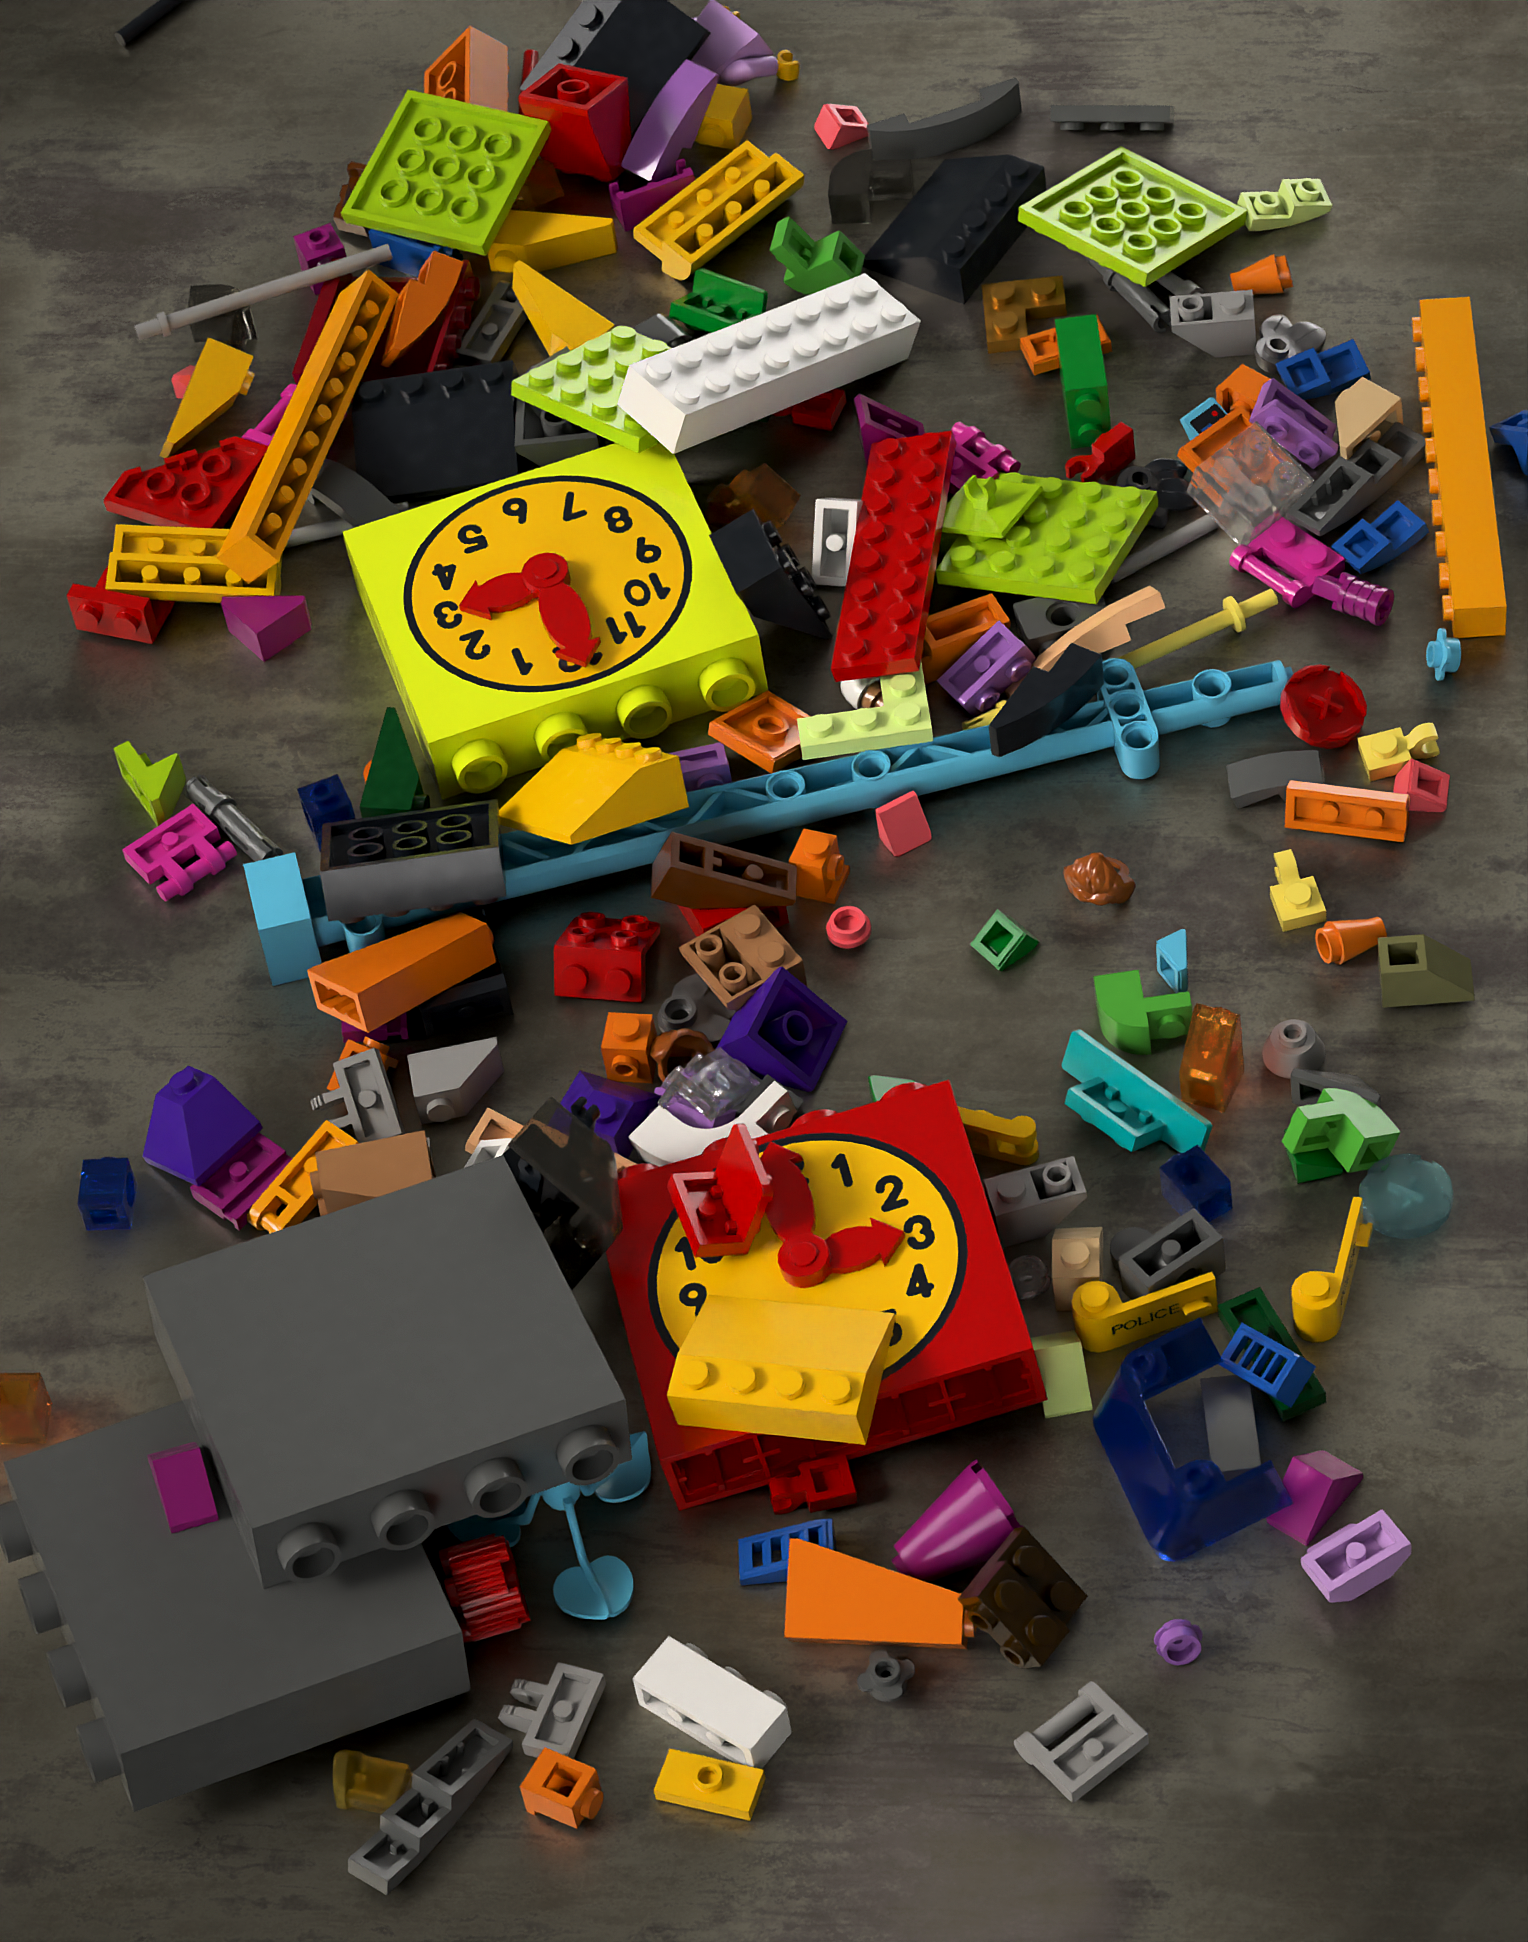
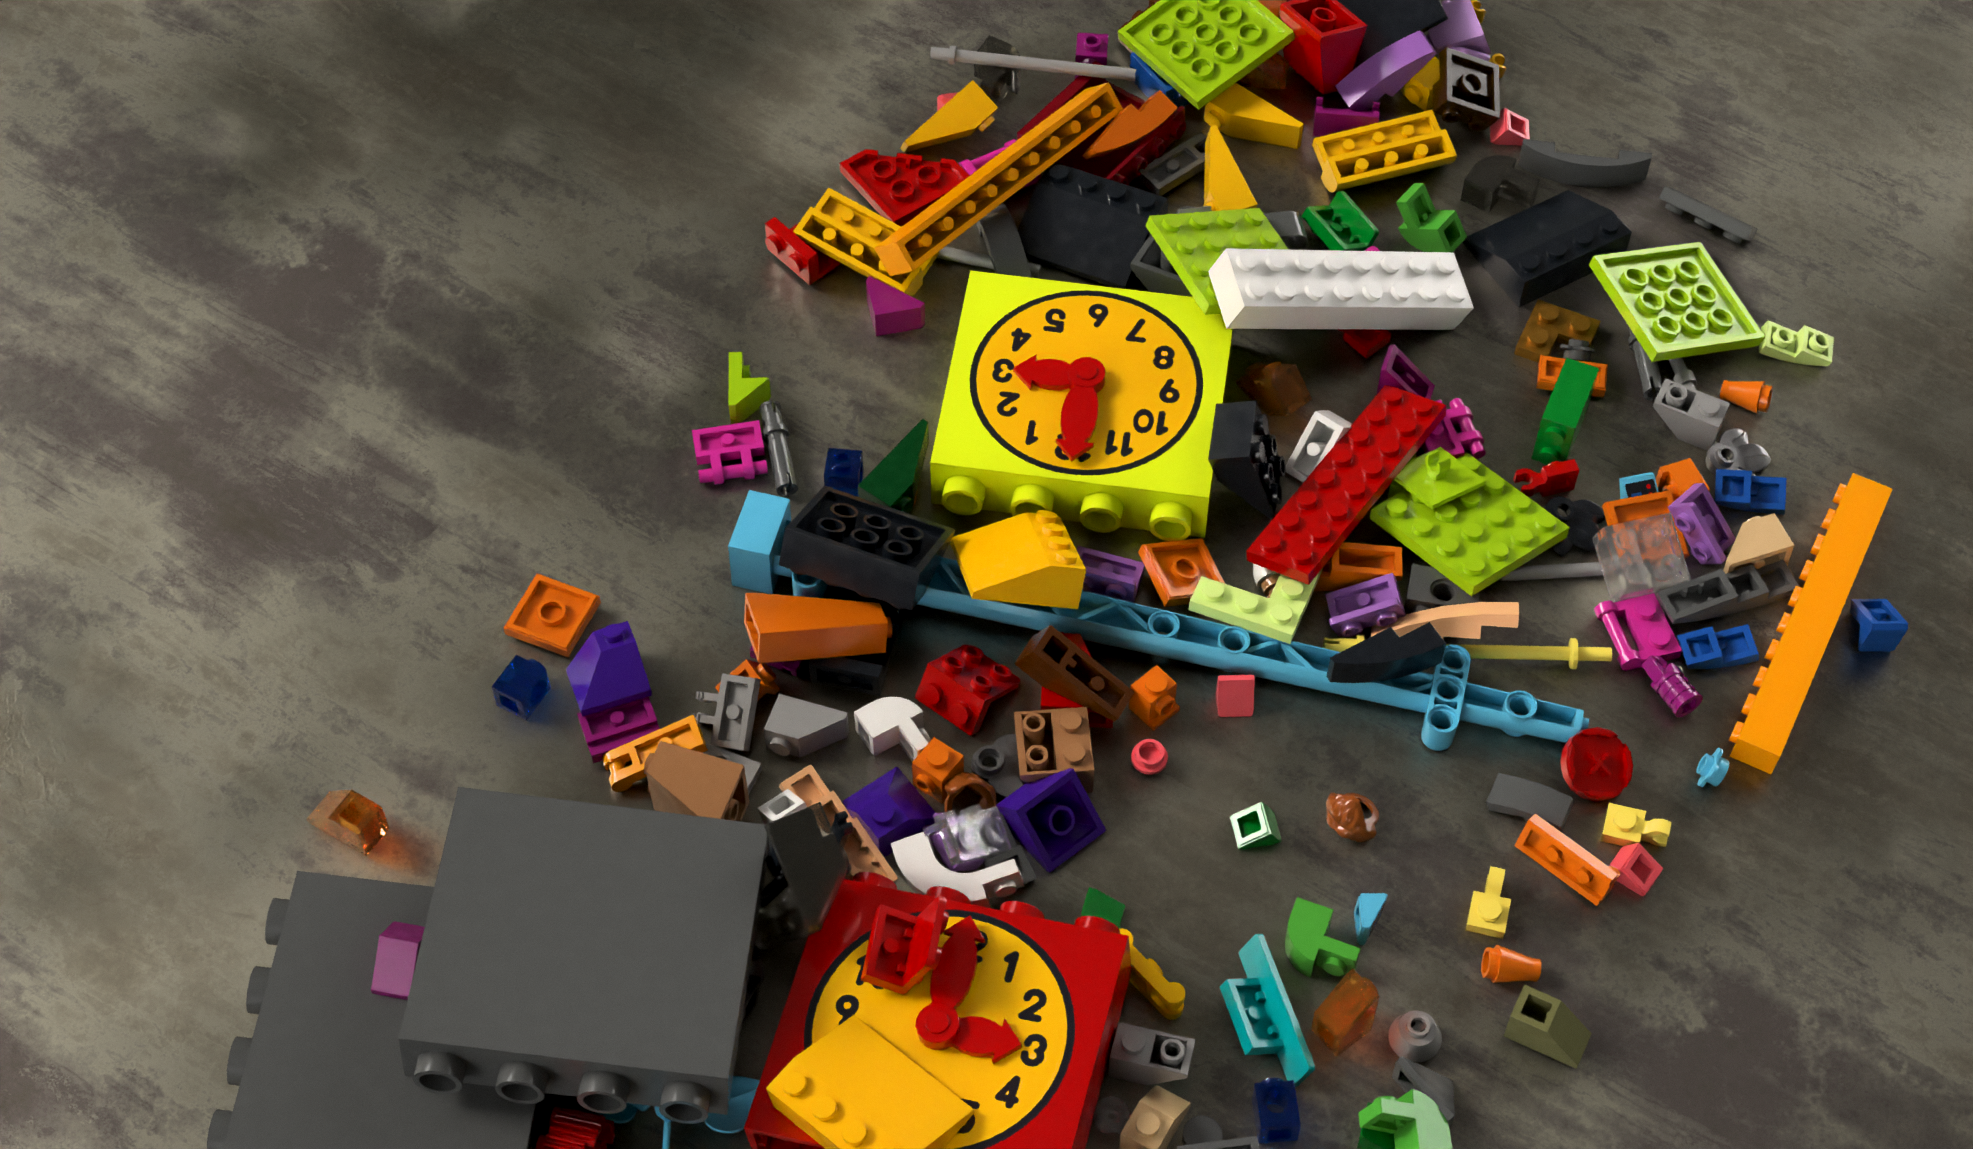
camera: 20 degrees right, 5 degrees up
(90, 1108) = (552, 615): none -> orange plate
(548, 1028) = (890, 723): none -> white brick
(773, 102) = (1467, 90): none -> dark brown plate
(1054, 311) = (1577, 350): none -> dark grey plate

